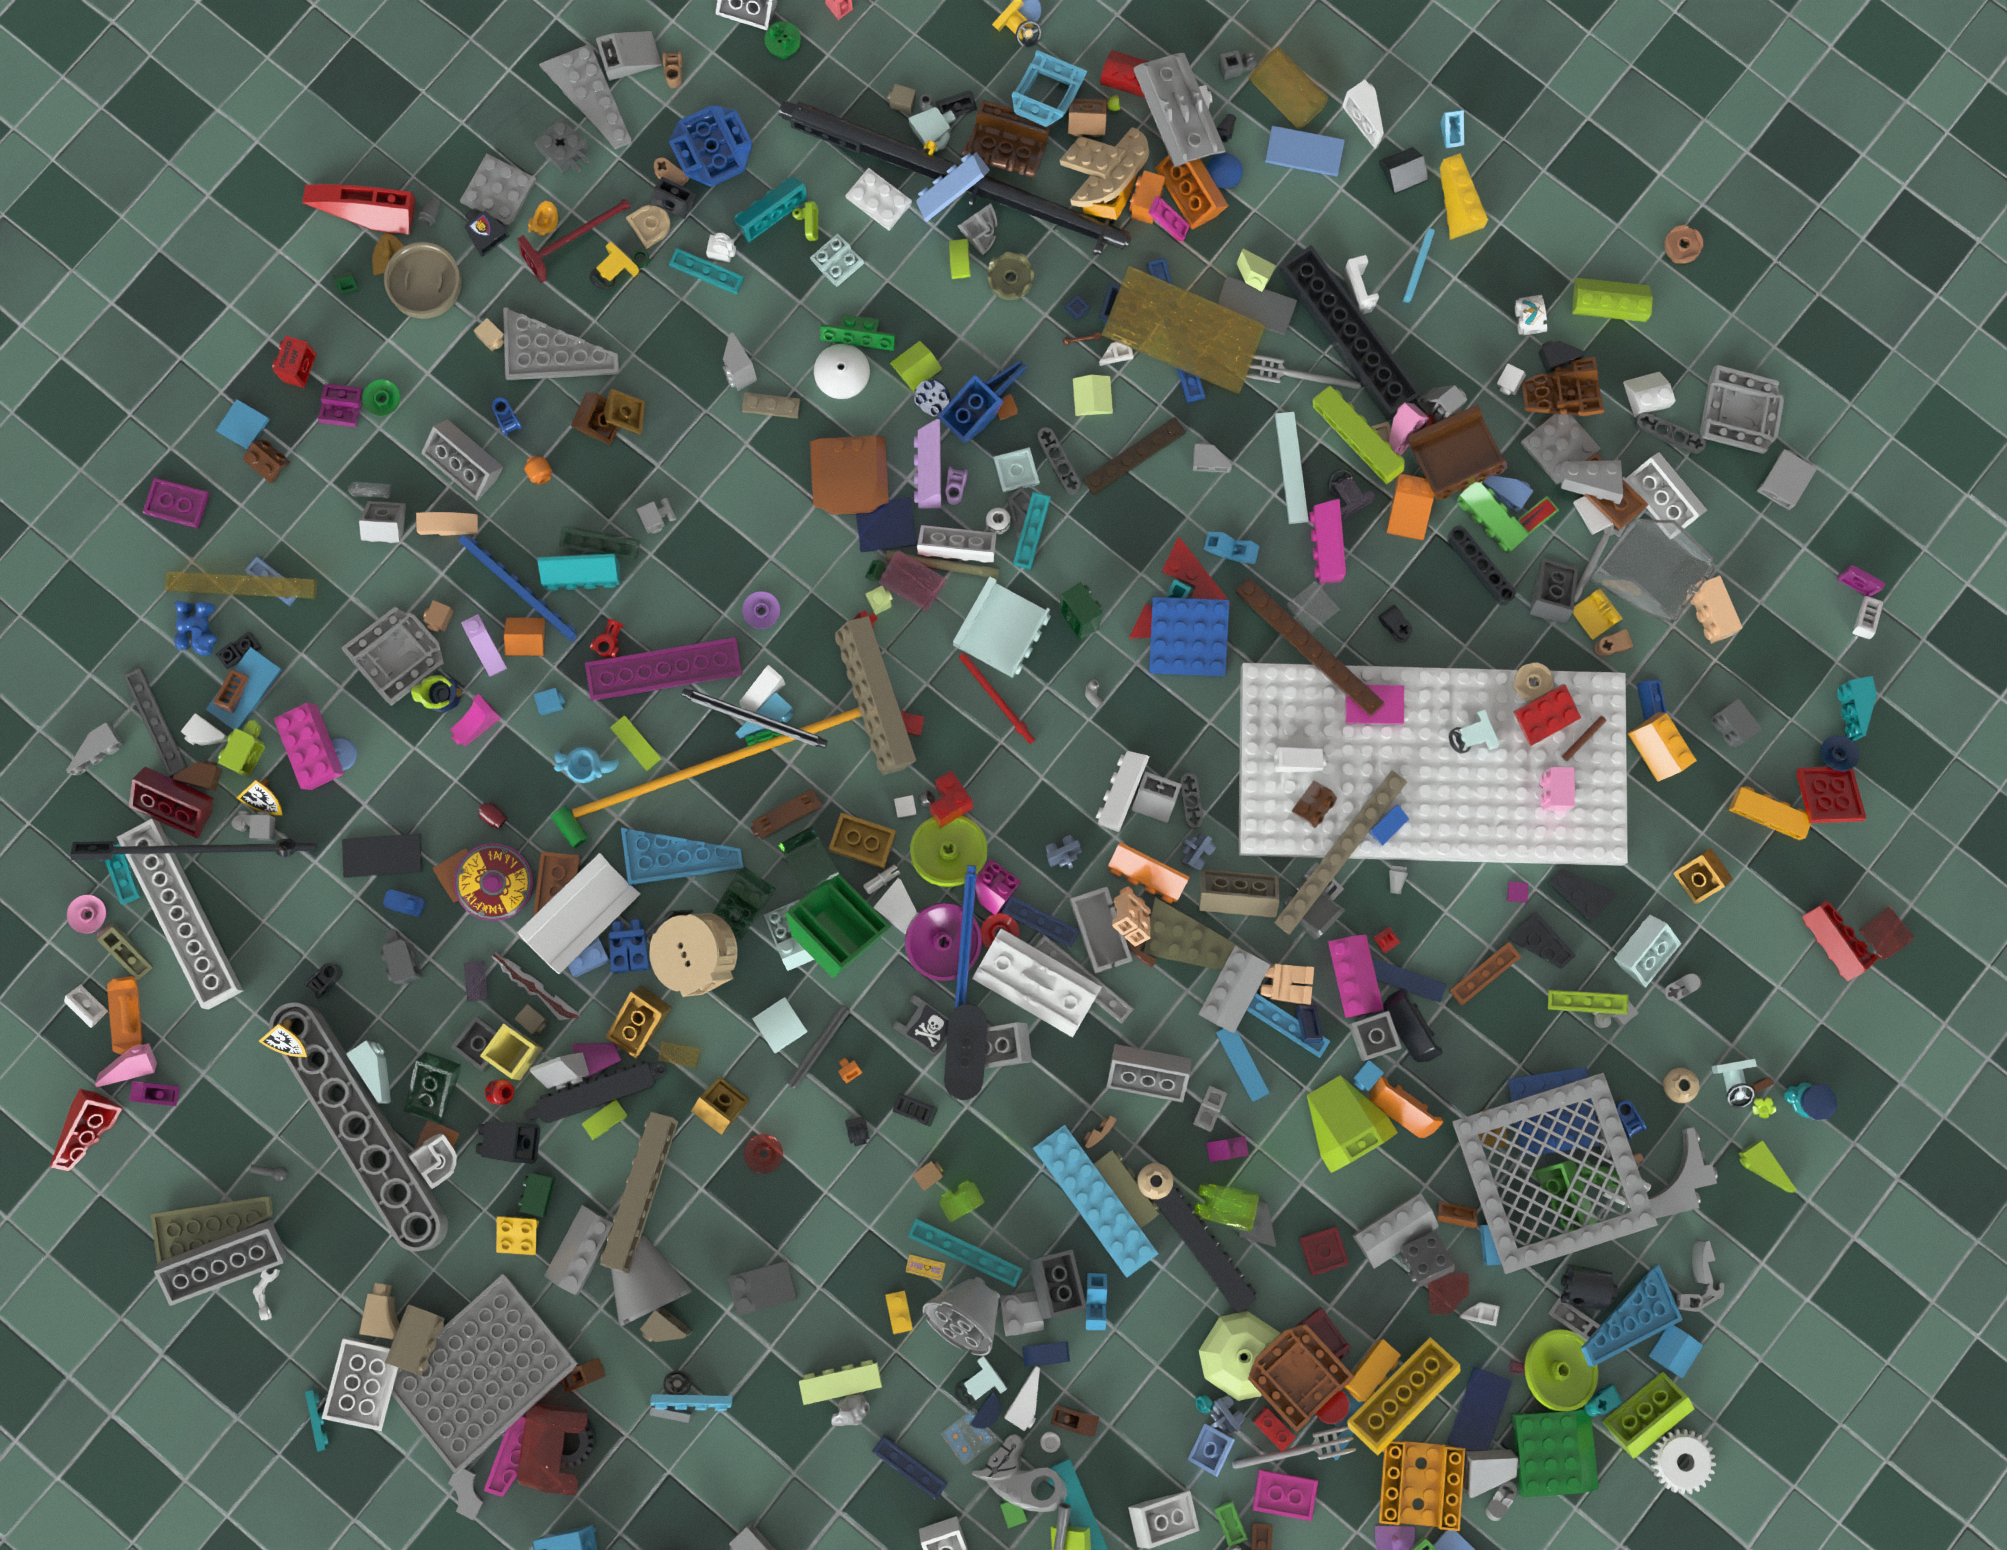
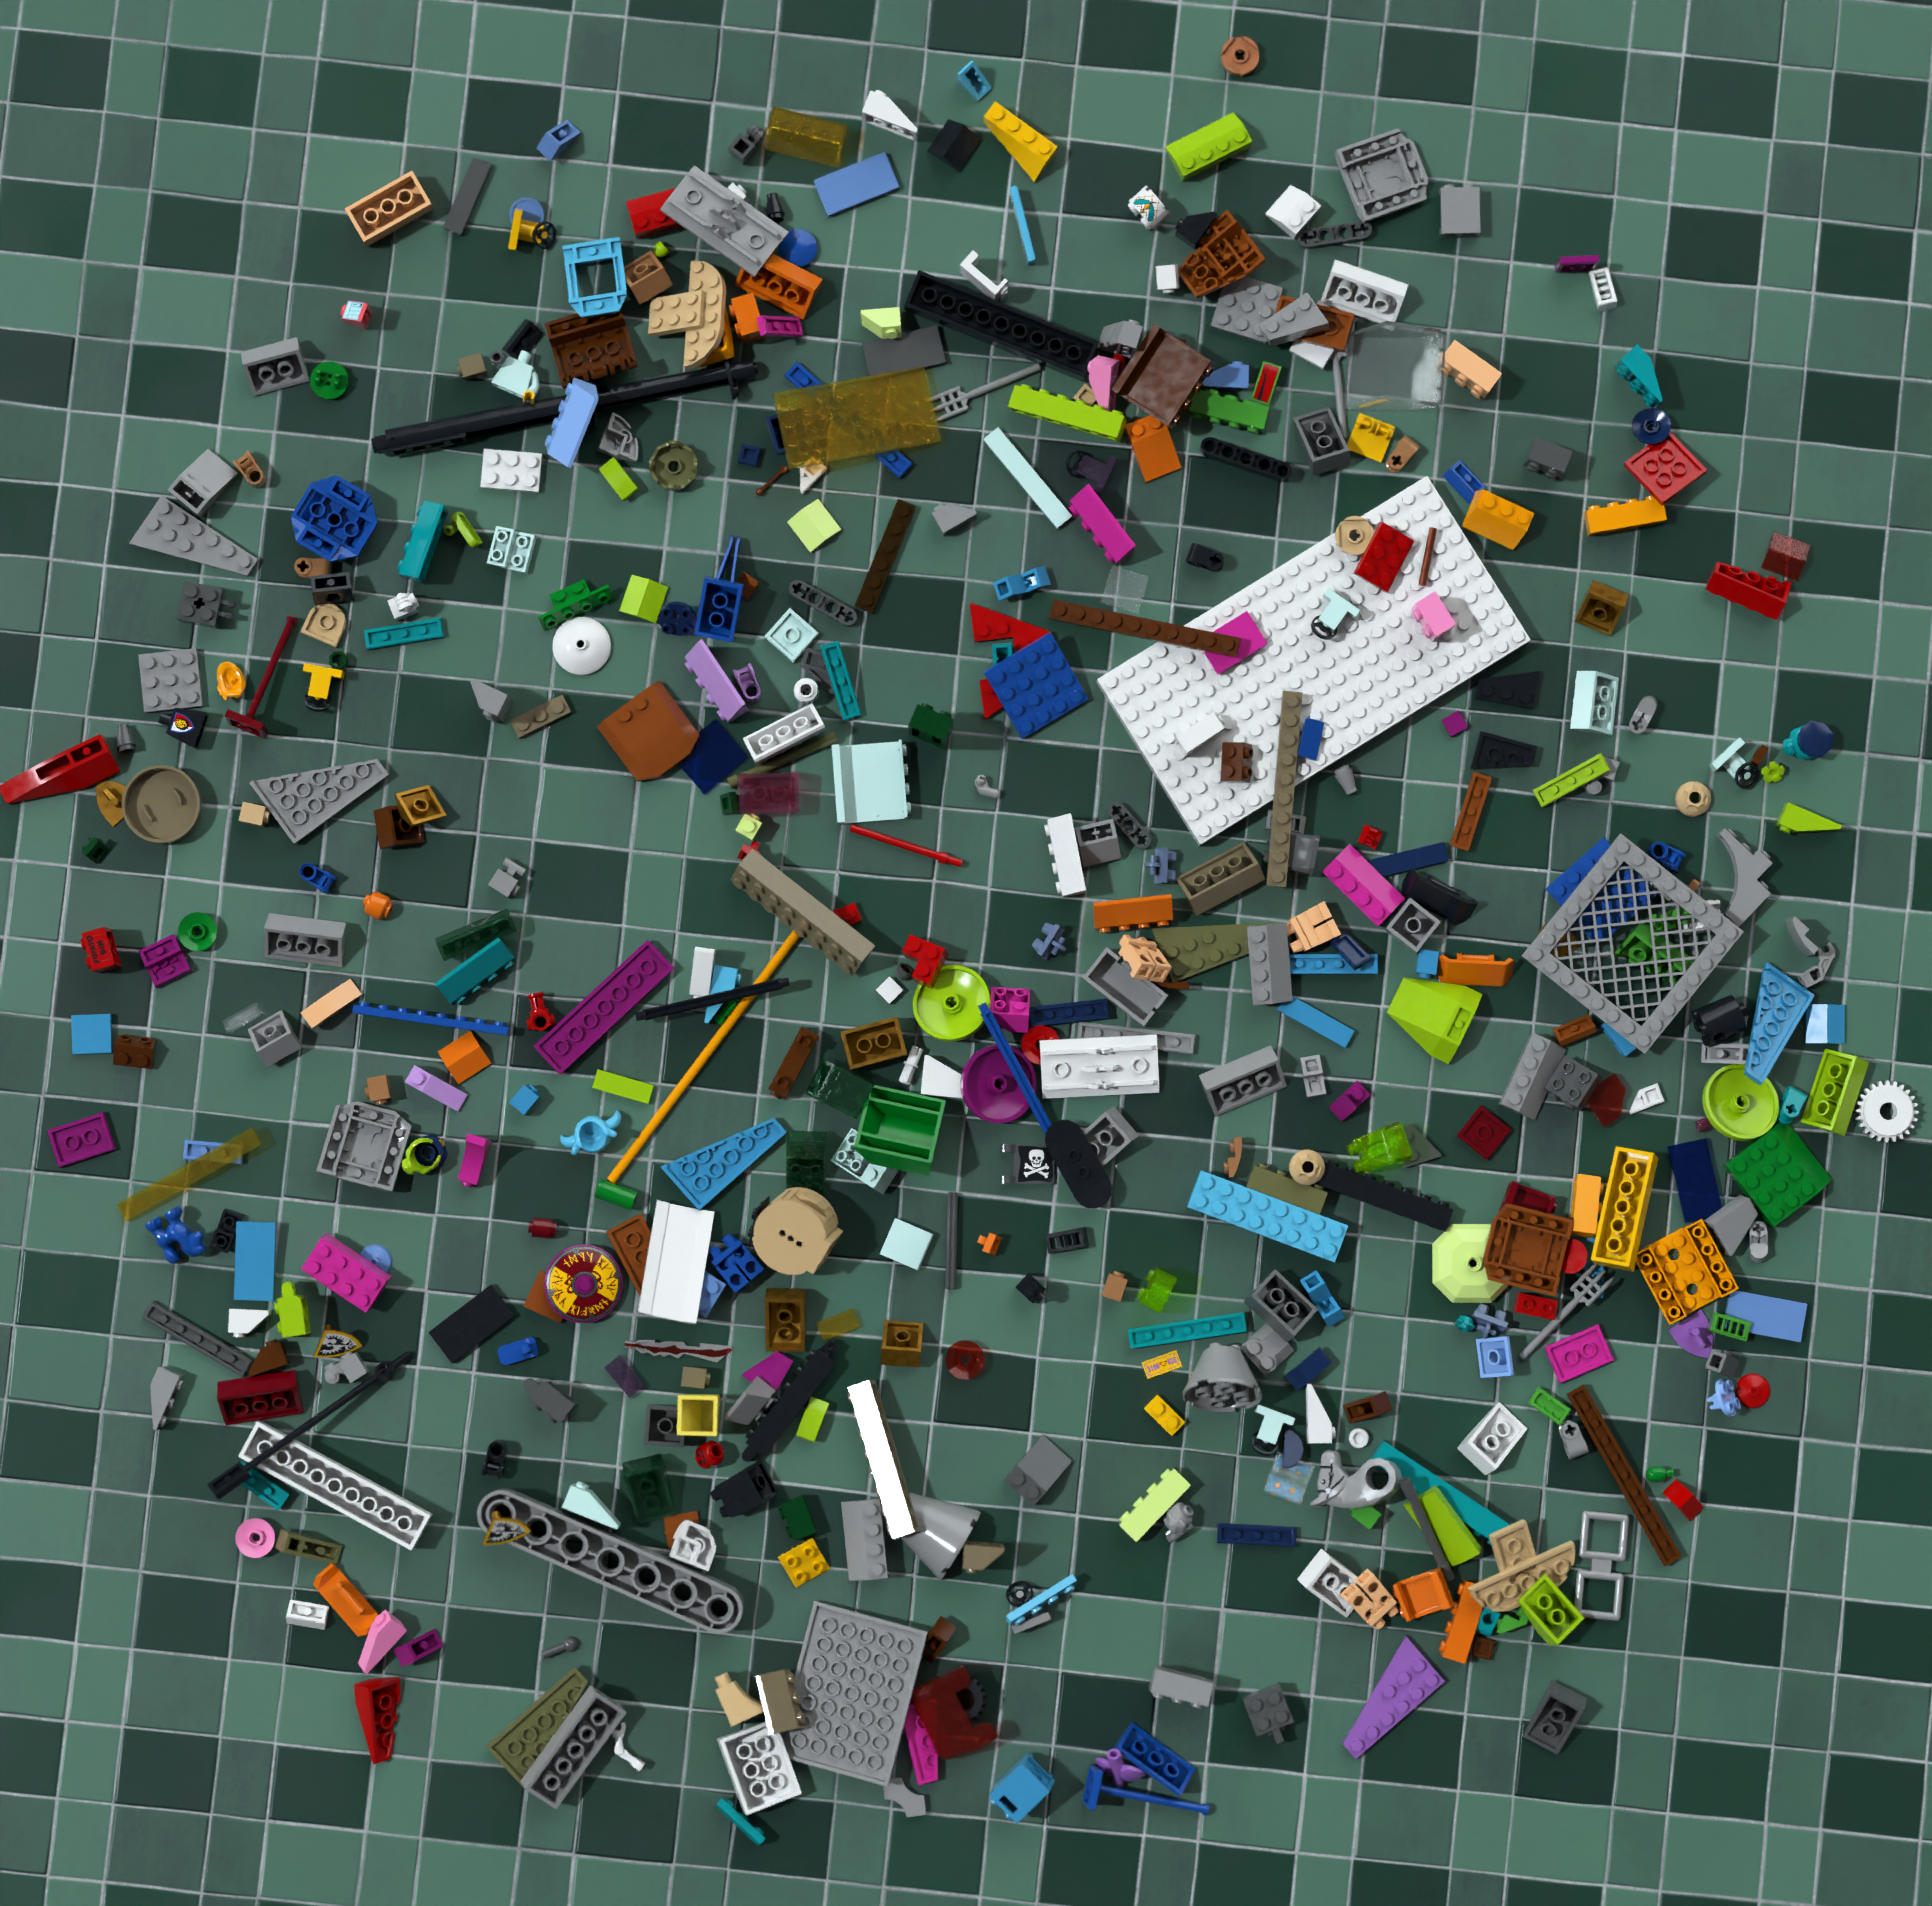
camera: 35 degrees left, 5 degrees up
(234, 700) = (239, 1270): dark orange slope -> none
(758, 601) = (643, 901): medium lavender dish -> none

